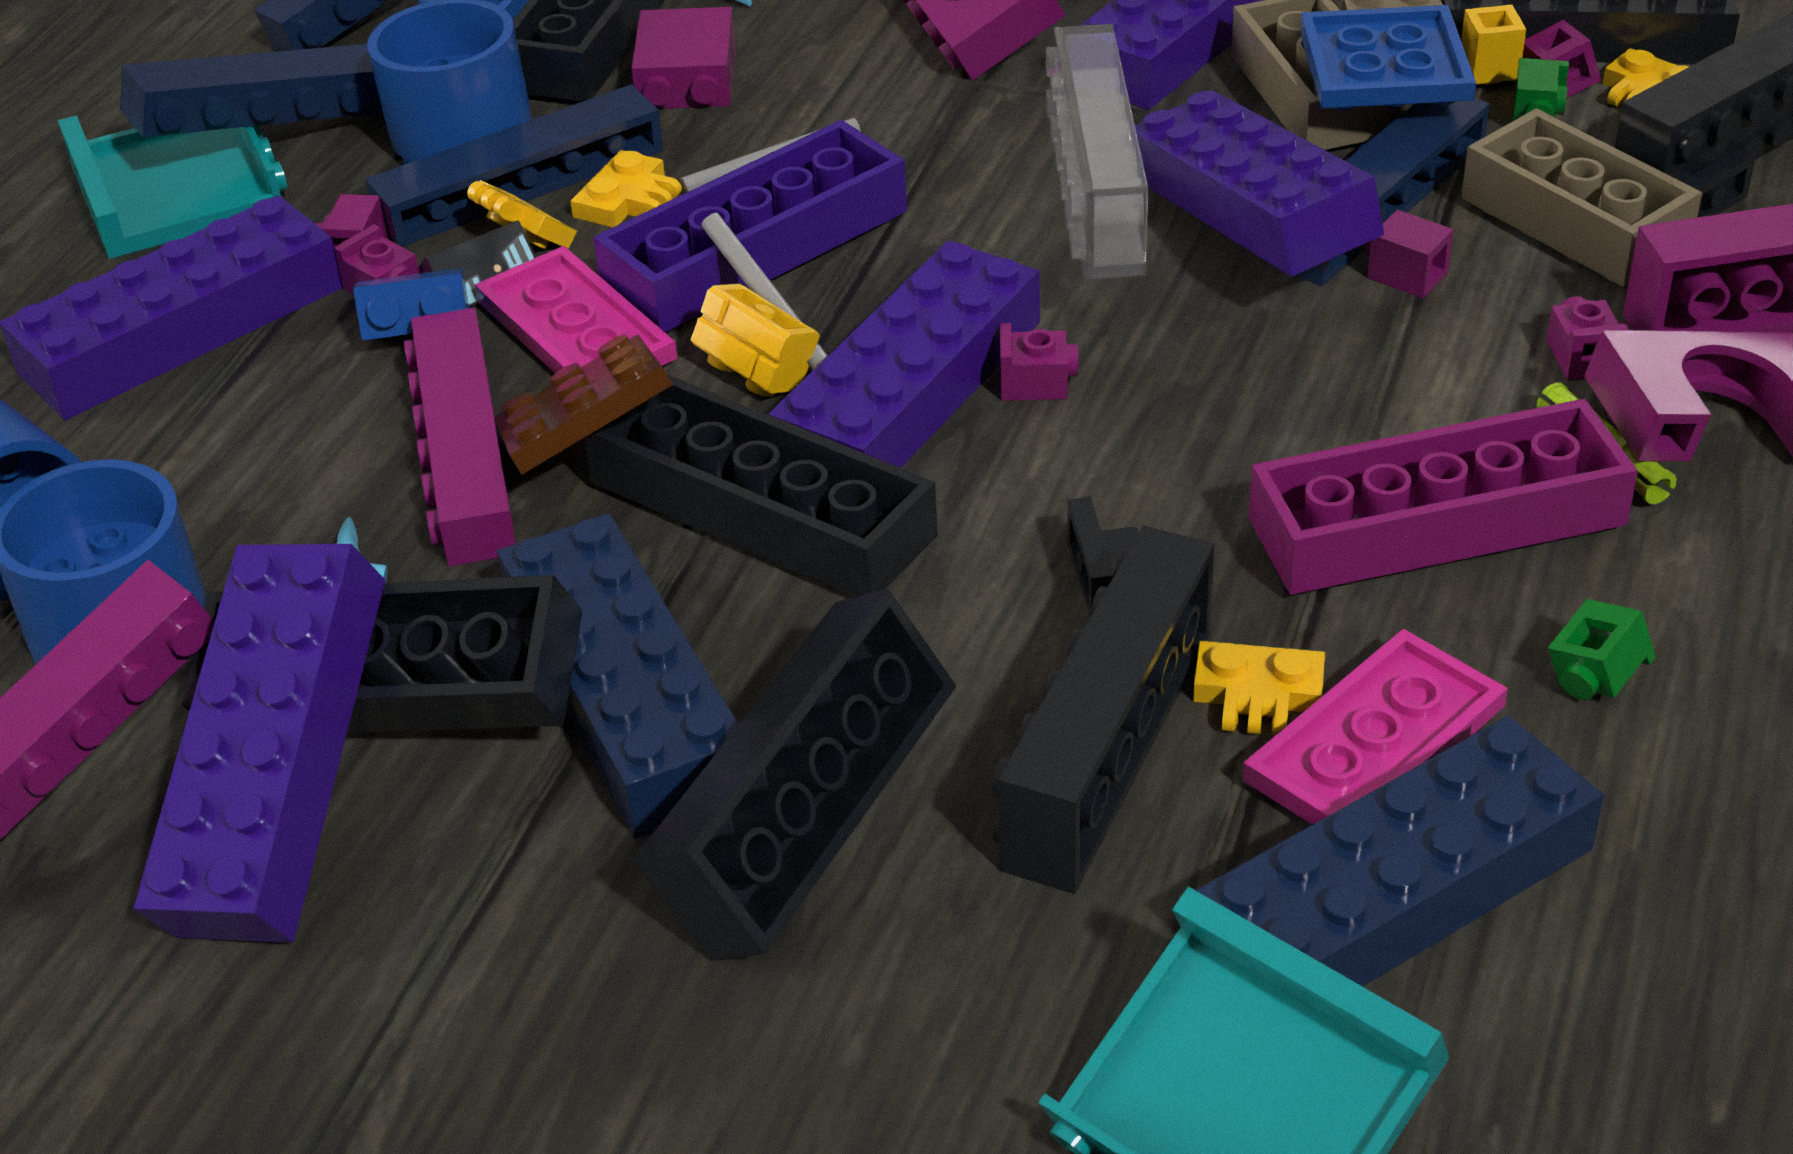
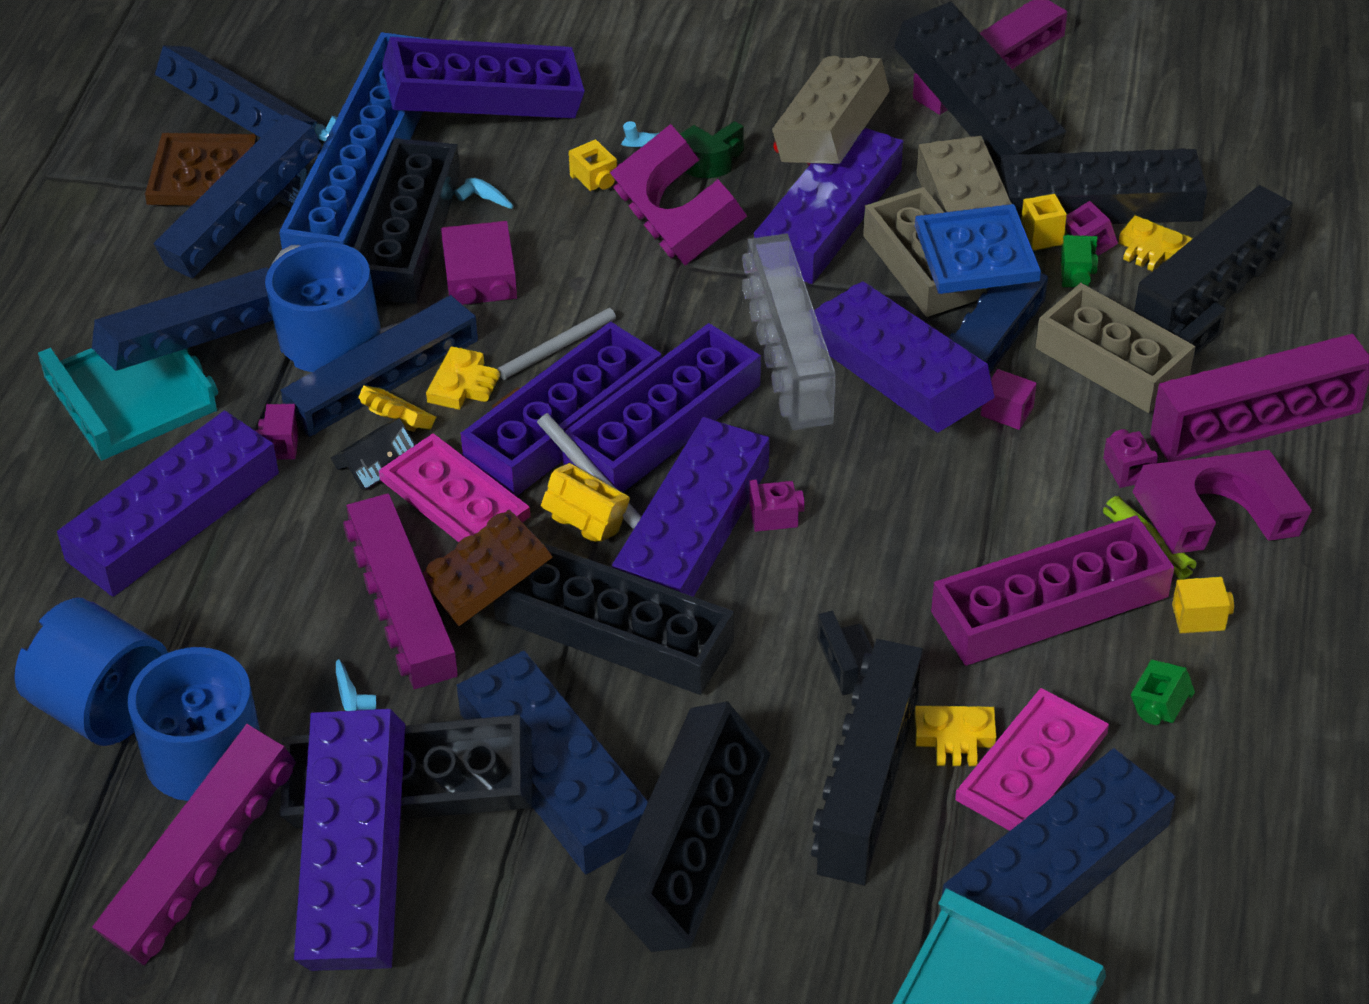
camera: 10 degrees left, 5 degrees up
(372, 257) = (305, 461): magenta brick -> none
(390, 303) = (332, 489): blue brick -> none
(873, 238) = (665, 404): none -> dark purple brick
(1680, 535) = (1202, 604): none -> yellow brick

